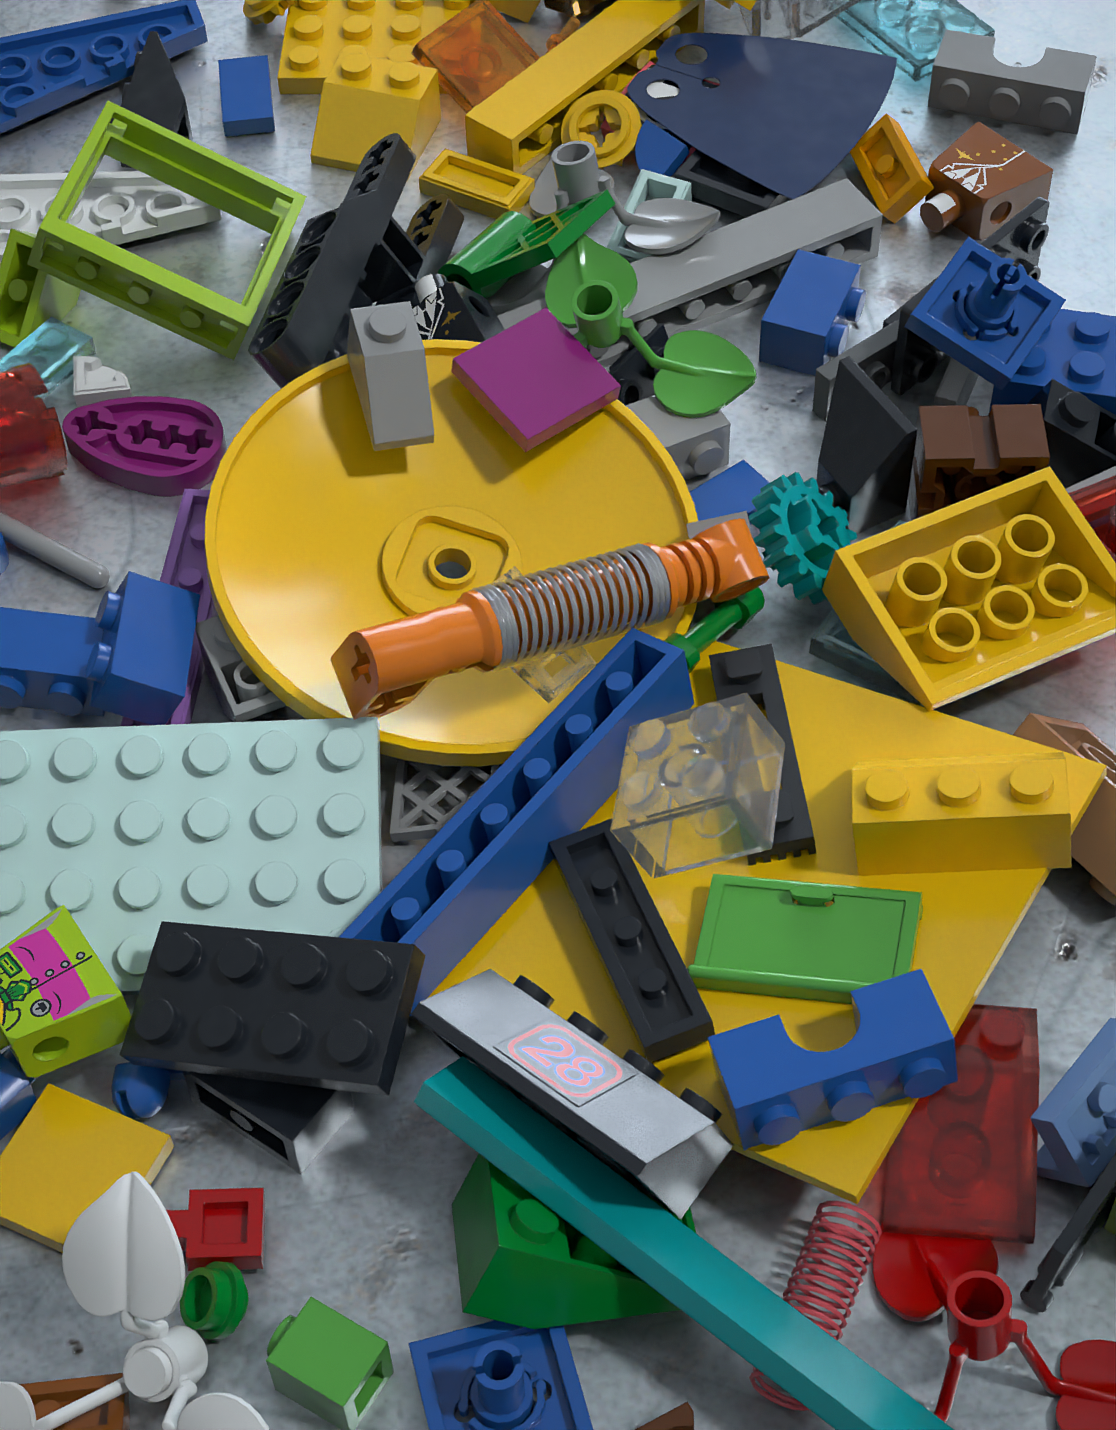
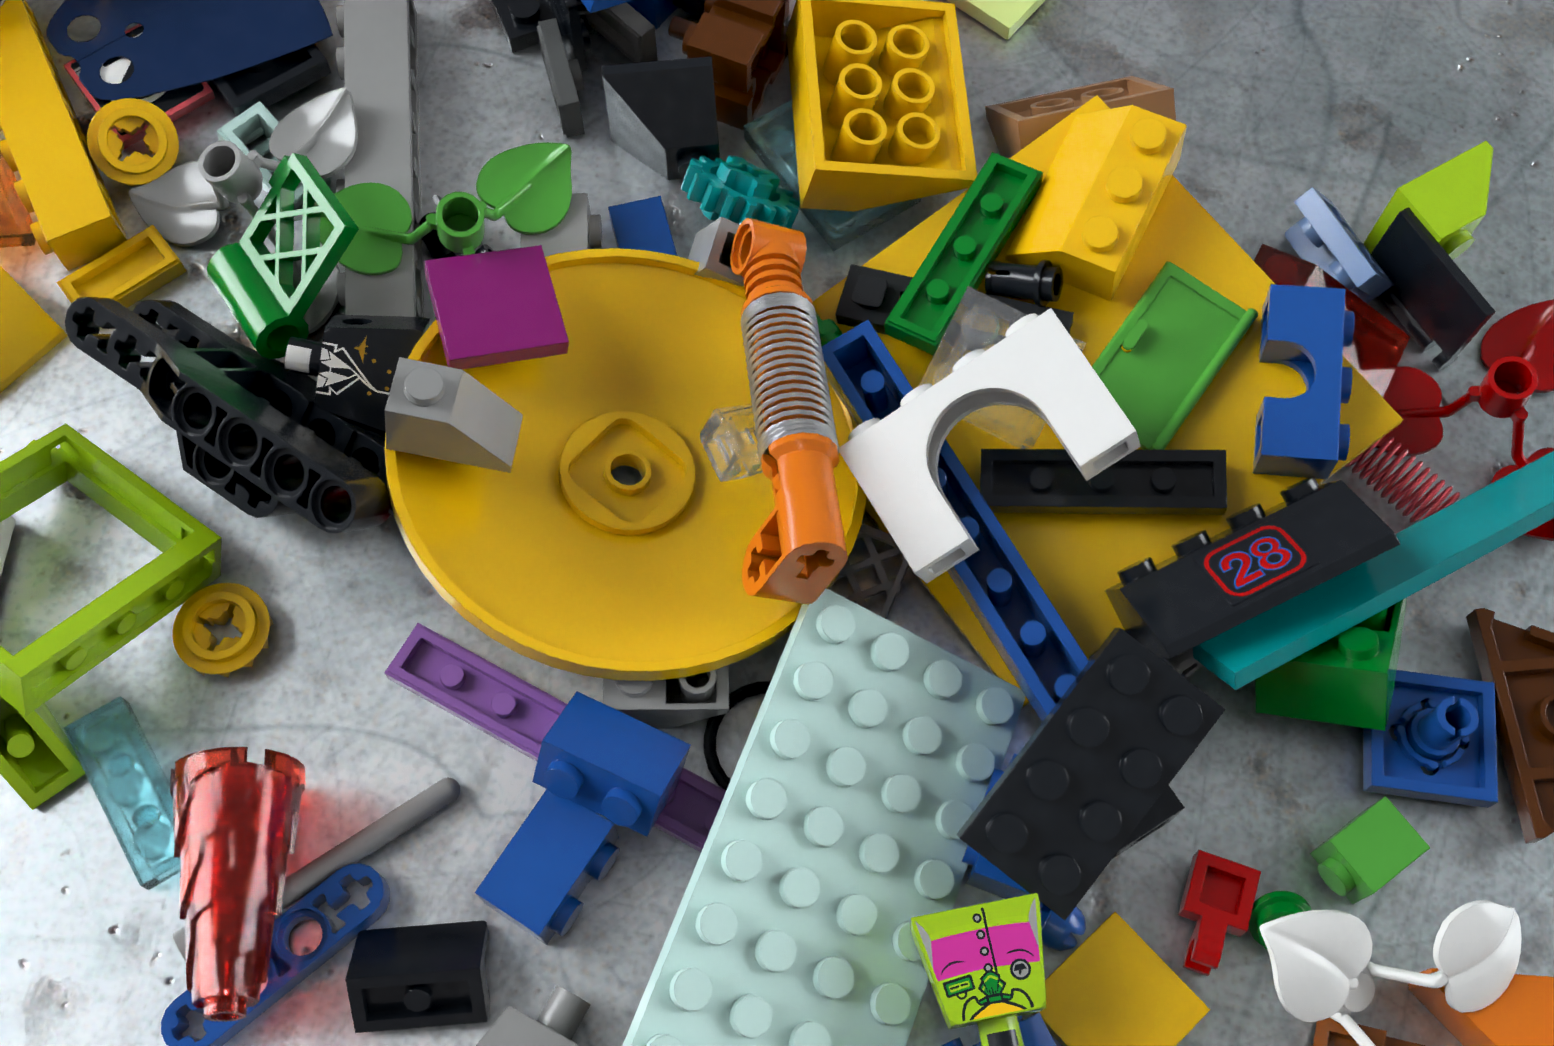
camera: 70 degrees left, 15 degrees up
(97, 382) = (183, 711): white tile -> none
(148, 443) = (280, 659): magenta piece -> none
(162, 364) = (215, 606): none -> yellow gear
(525, 714) = (1030, 369): none -> white arch
(658, 150) = (193, 111): blue tile -> none
(811, 313) = (473, 84): blue brick -> none
(826, 785) = (1025, 281): none -> black pin
(855, 719) = (963, 251): none -> green tile

